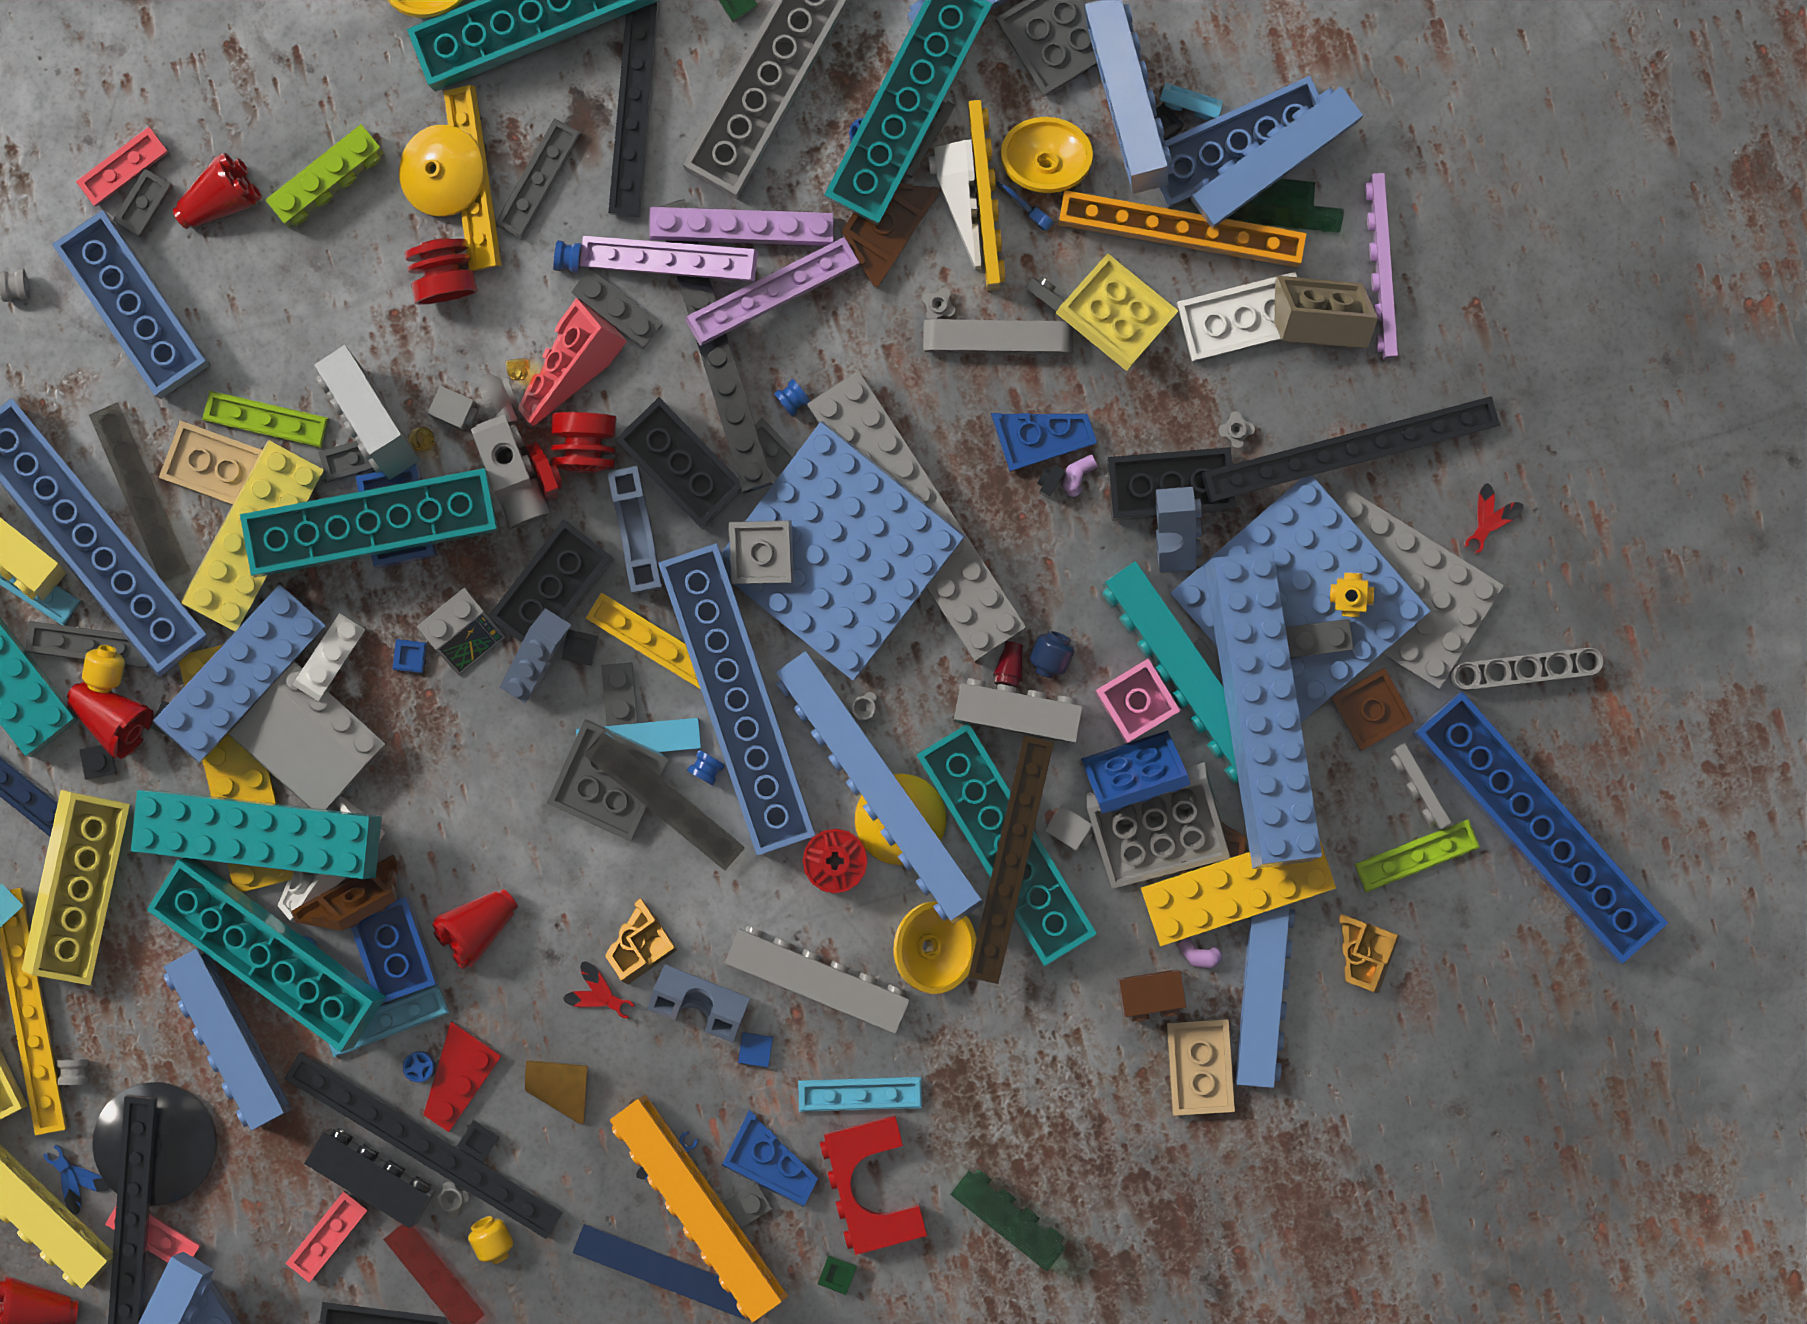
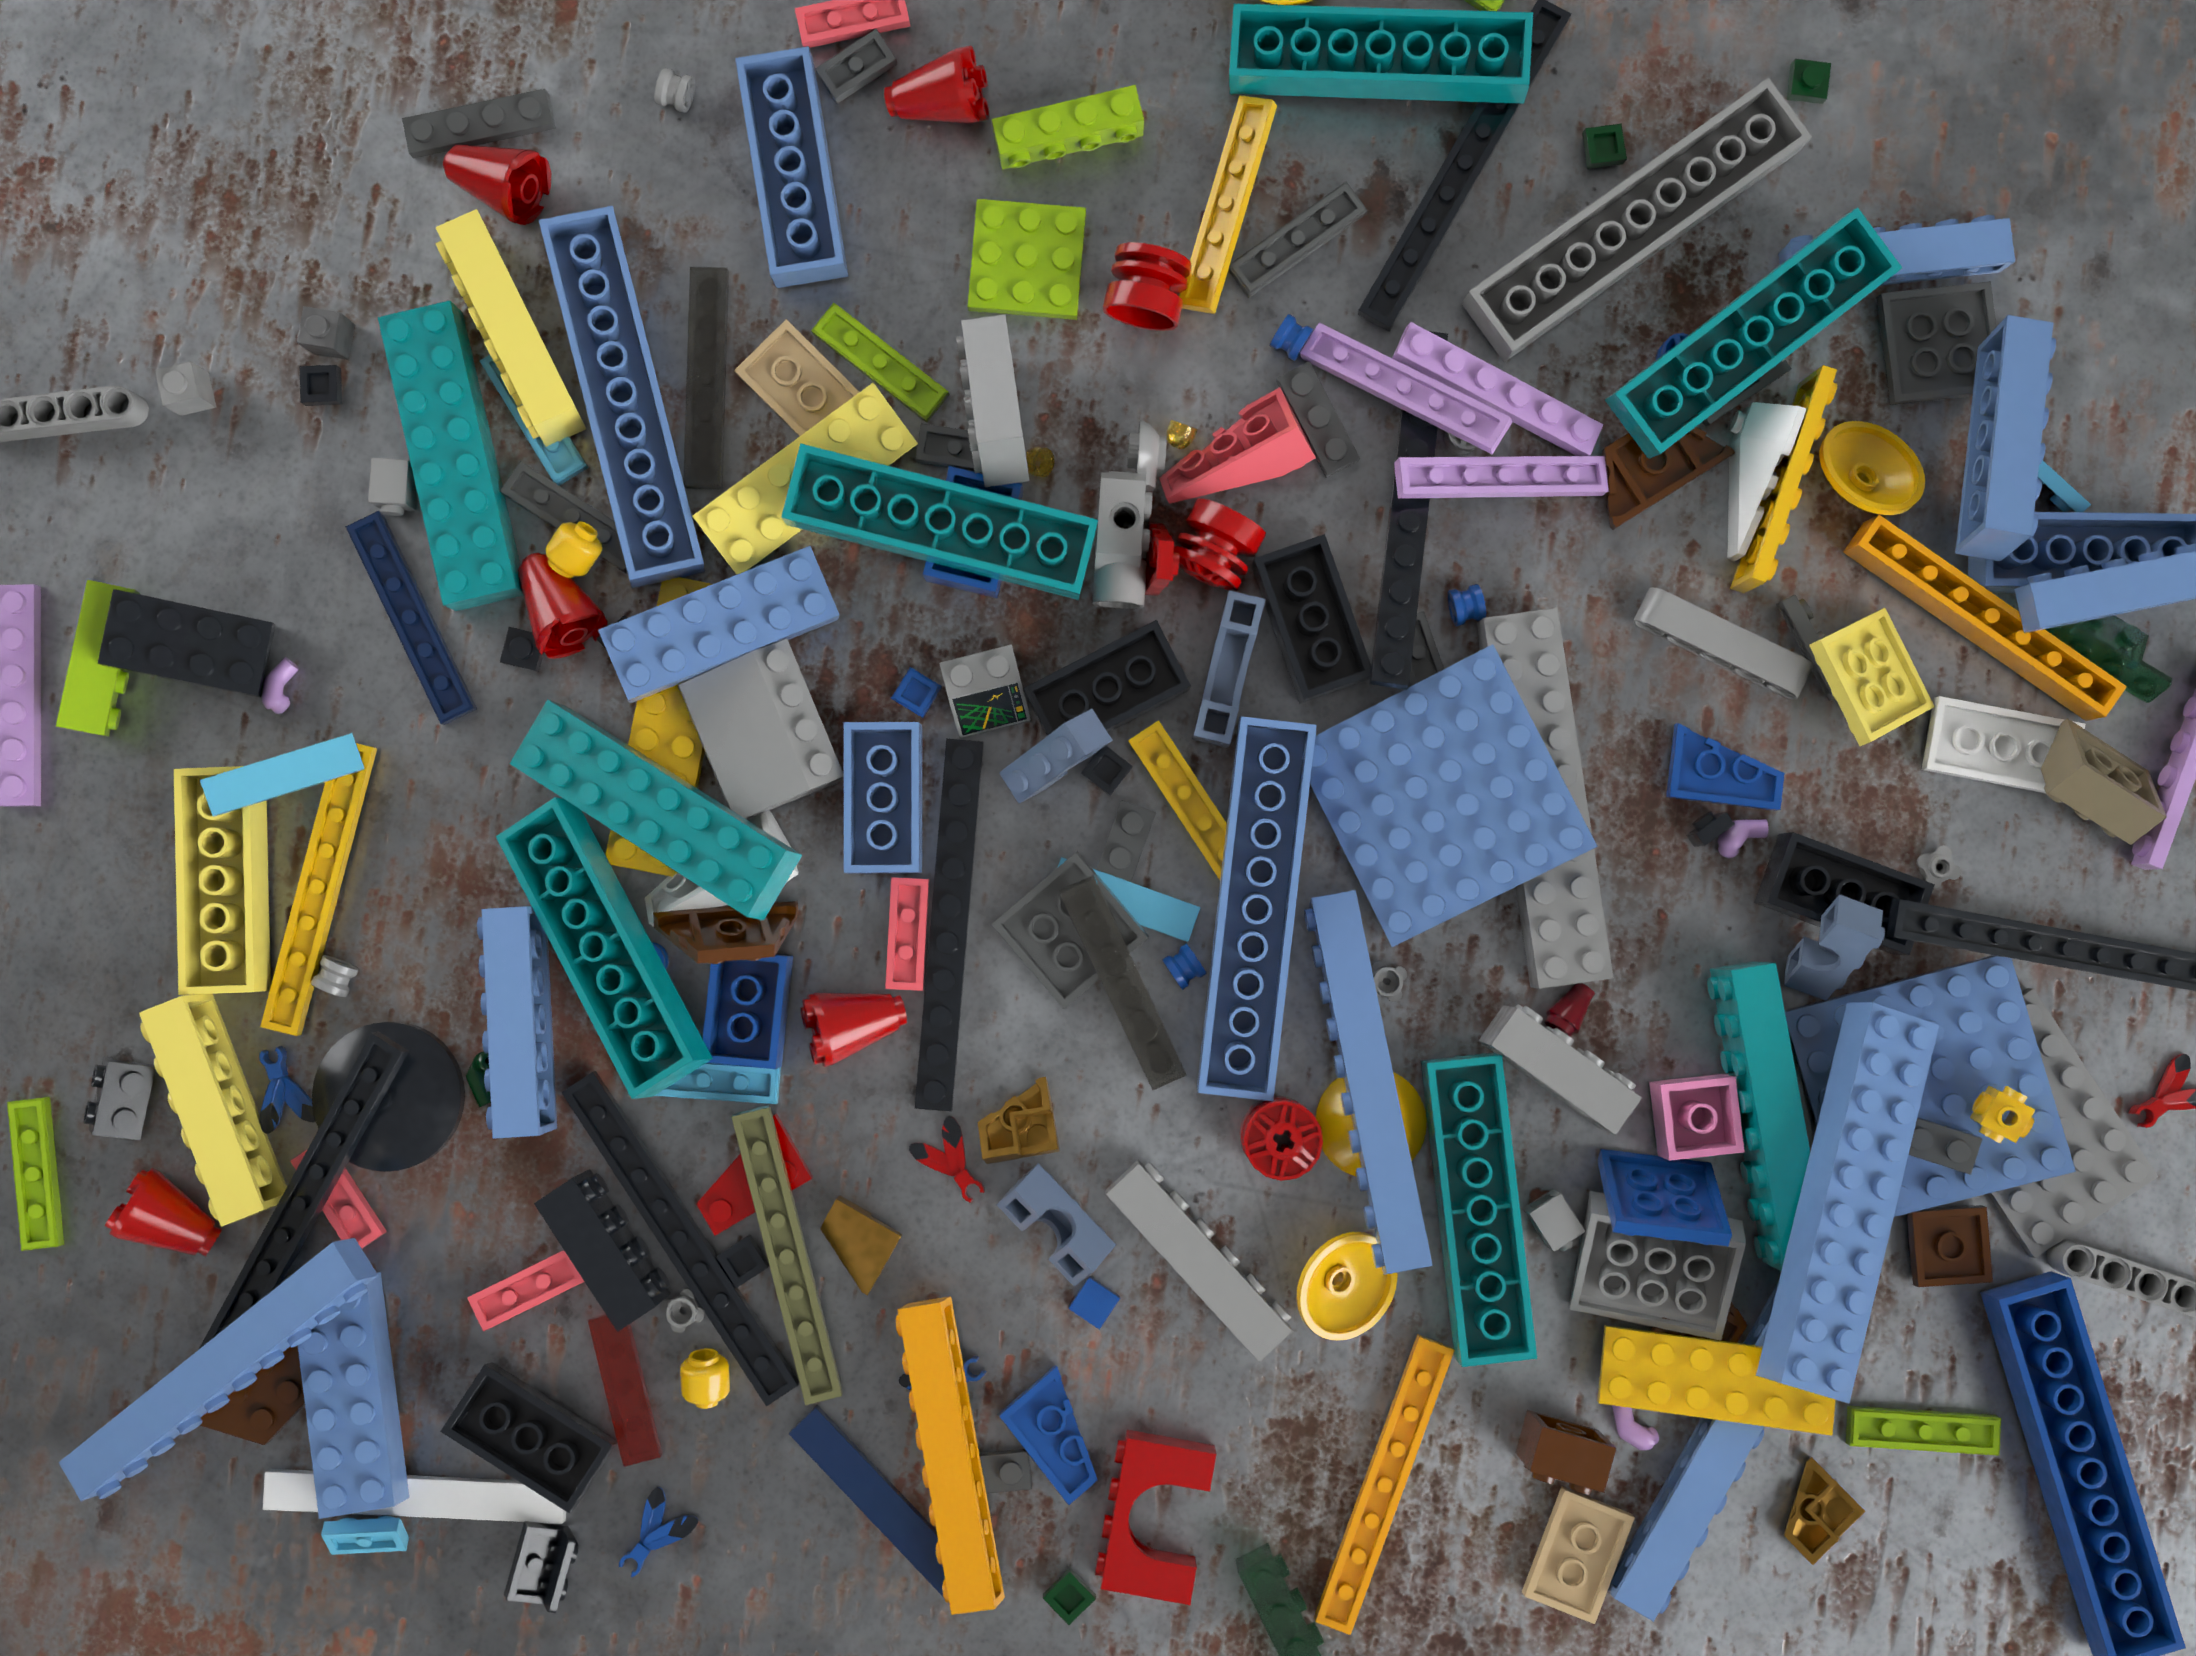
camera: 20 degrees right, 0 degrees up
(75, 887) = (429, 776): light yellow brick -> none
(217, 1098) = (475, 1078): none -> dark green arm
(328, 657) = (826, 652): white plate -> none
(340, 289) = (1026, 259): none -> lime plate
(413, 1067) = (711, 1153): blue wheel -> none
(421, 746) = (882, 797): none -> medium blue brick
(453, 408) = (1089, 444): light grey brick -> none
(457, 173) = (1209, 195): yellow dish -> none
(487, 840) = (907, 934): none -> coral plate
(509, 1119) = (787, 1254): none -> olive plate
(515, 818) = (949, 925): none -> black plate
(761, 552) = (1359, 758): light grey plate -> none
(860, 1094) = (1187, 1405): medium azure tile -> none
(942, 296) = (1680, 570): light grey plate -> none
(1011, 859) = (1481, 1232): dark brown plate -> none
(1032, 1082) = (1383, 1484): none -> light orange plate
(1034, 213) = (1824, 528): blue piece -> none
(1052, 654) = (1623, 1020): dark blue head -> none
(1419, 787) = (1965, 1357): light grey plate -> none

